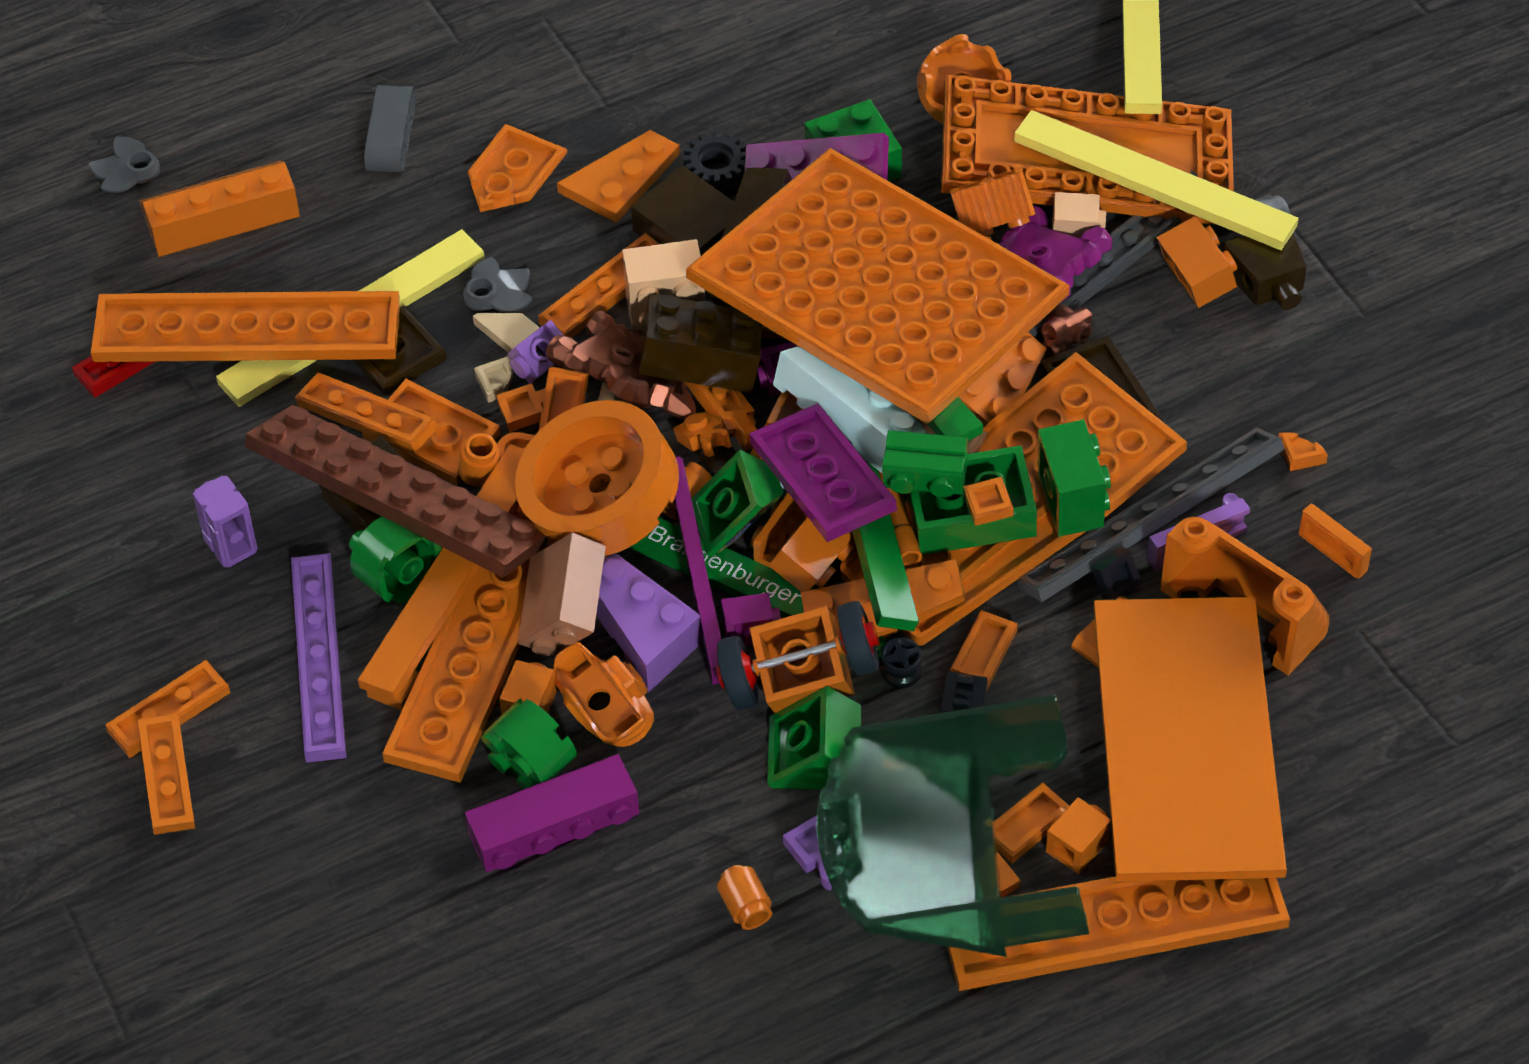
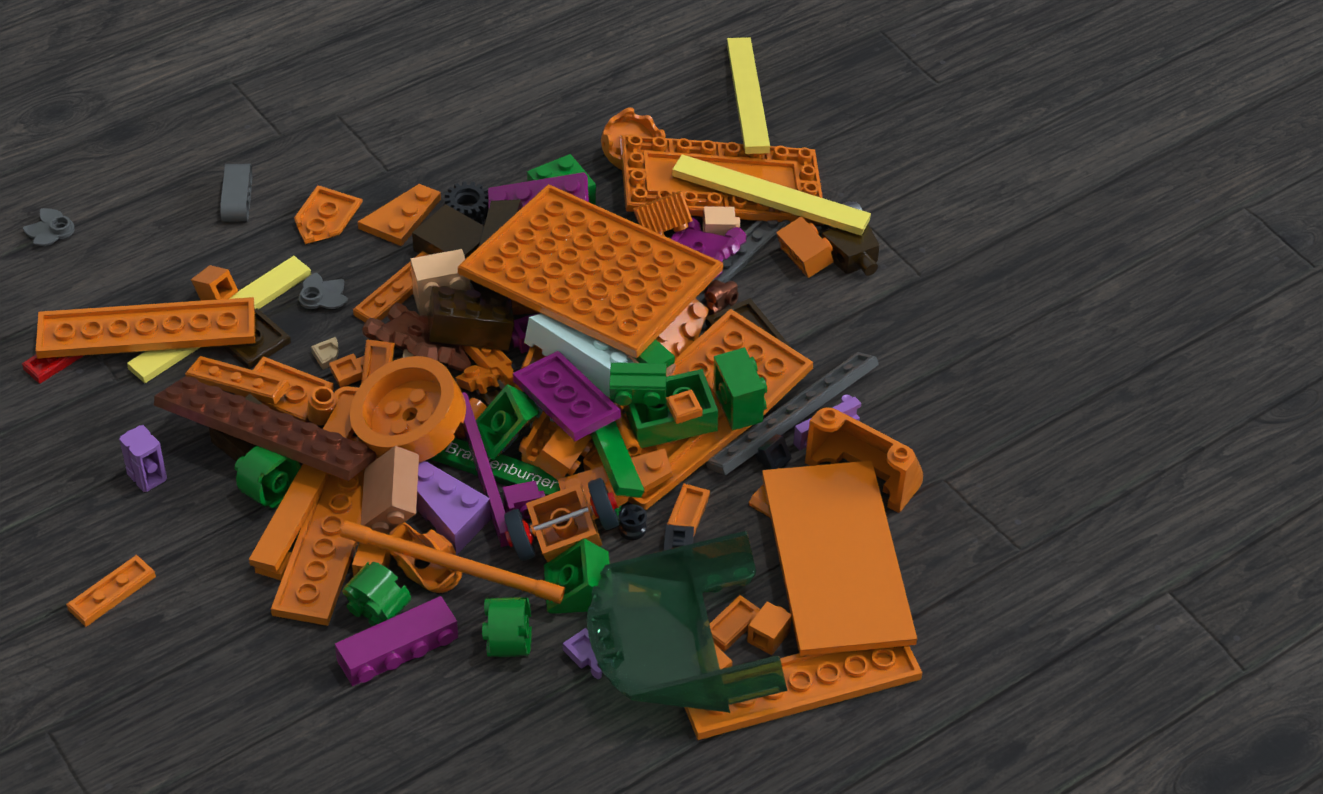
camera: 10 degrees left, 5 degrees down
(166, 774) = (114, 634): orange plate -> none
(220, 208) = (120, 251): orange slope -> none
(318, 658) = (217, 548): medium lavender tile -> none
(346, 267) = (214, 284): none -> orange brick
(505, 328) = (335, 321): tan tile -> none
(524, 357) = (350, 335): medium lavender brick -> none
(707, 806) = (507, 627): none -> green brick
(744, 896) = (540, 687): orange brick -> none
(754, 752) = (536, 587): none -> orange piece
(1301, 453) = (890, 367): orange tile -> none
(1335, 541) = (920, 421): orange tile -> none

